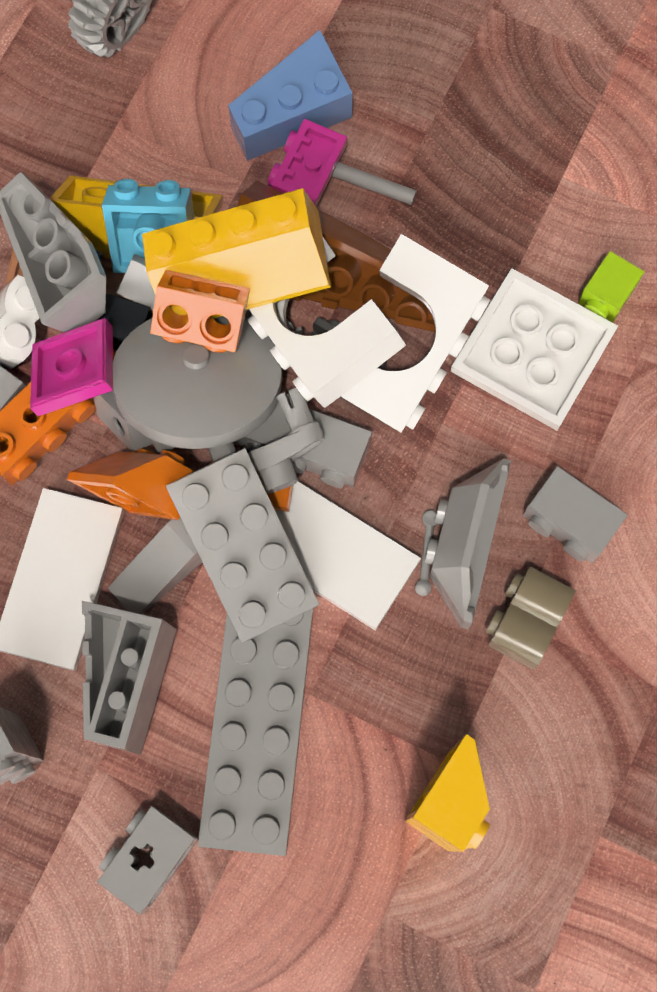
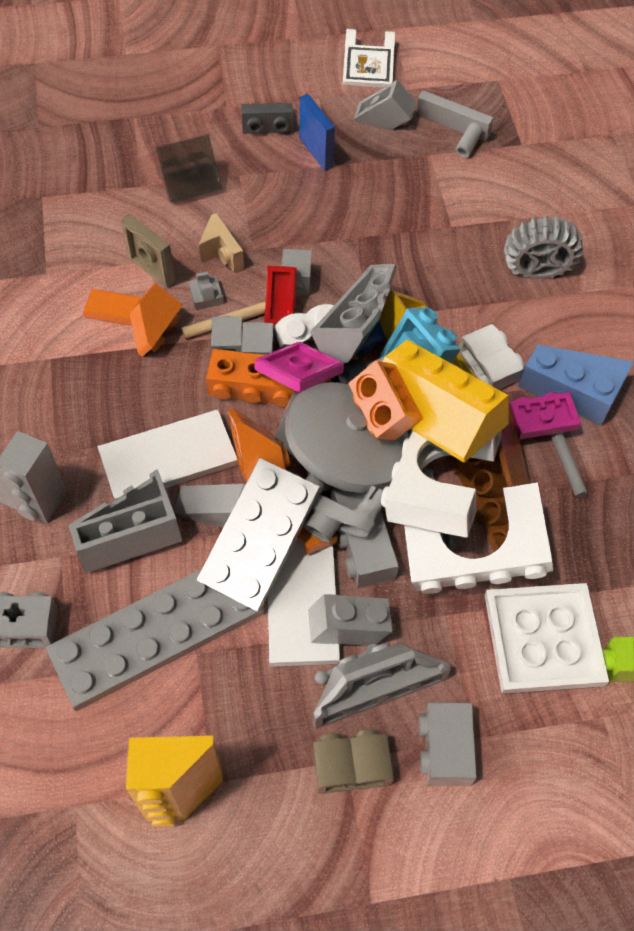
camera: 50 degrees right, 15 degrees down
(199, 161) = (491, 357): none -> white brick
(393, 520) = (349, 620): none -> light grey brick

